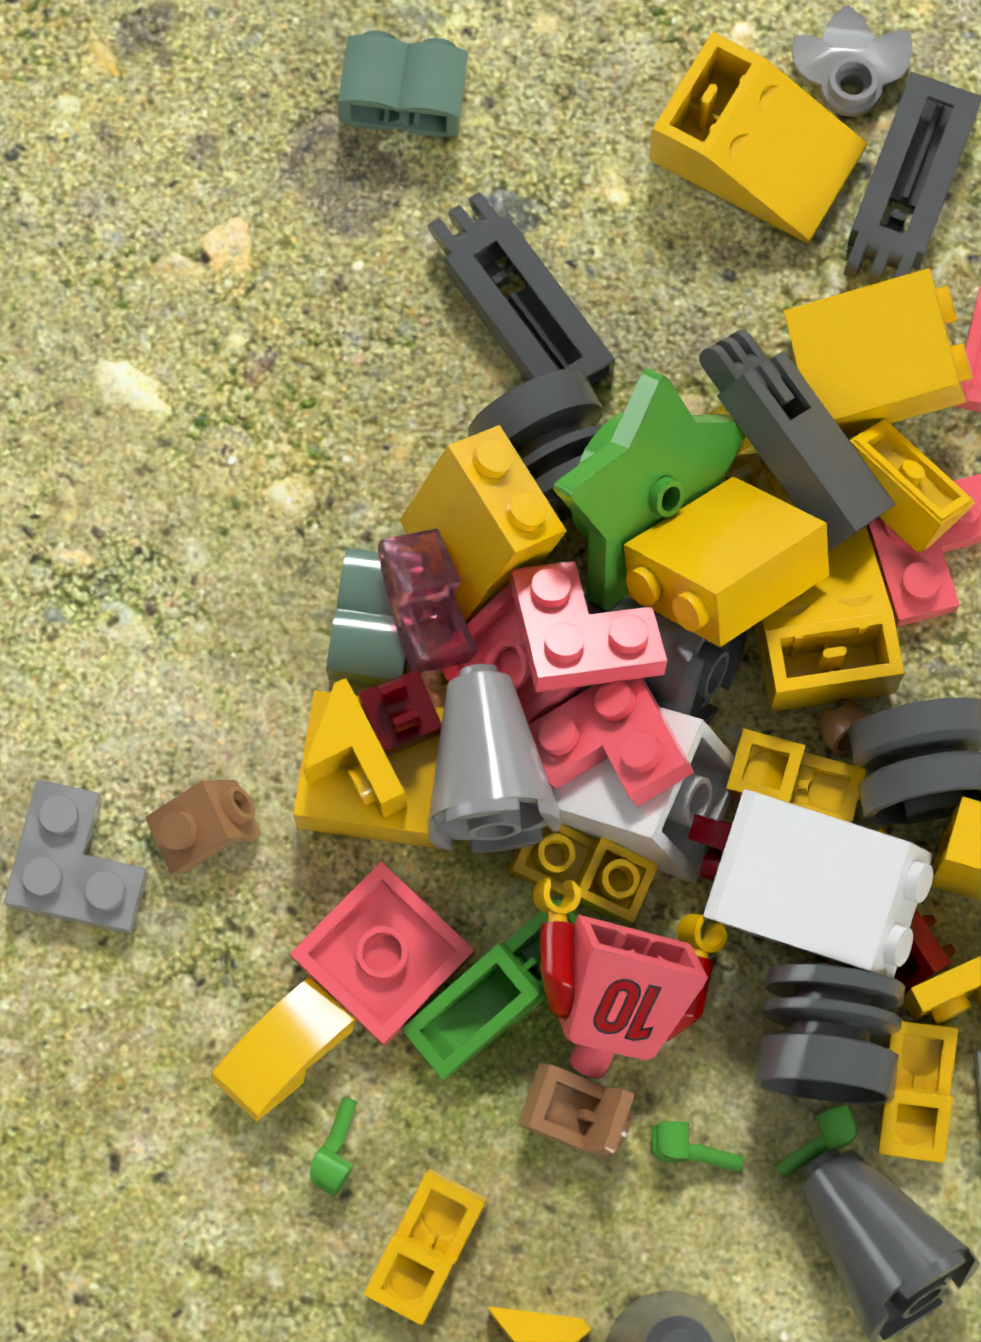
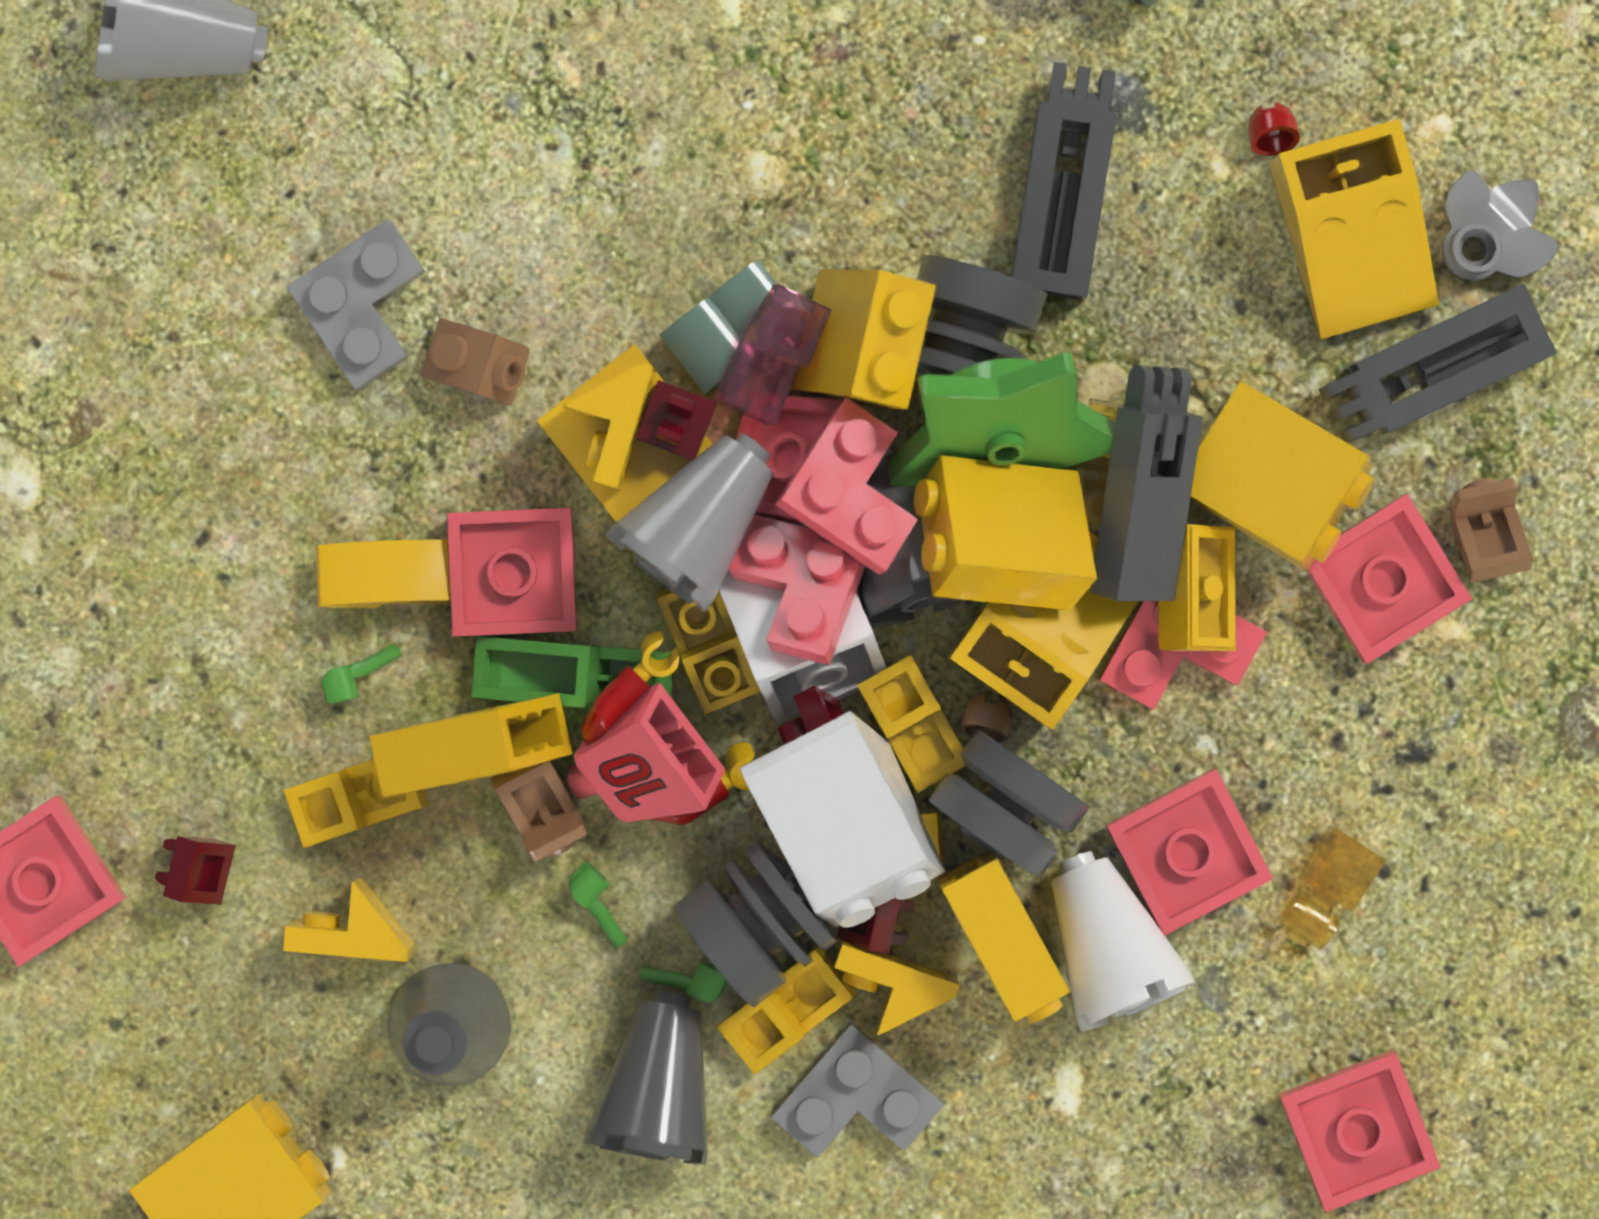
camera: 45 degrees right, 15 degrees up
(477, 1103) = (470, 745): none -> yellow brick
(629, 121) = (1273, 130): none -> red hinge

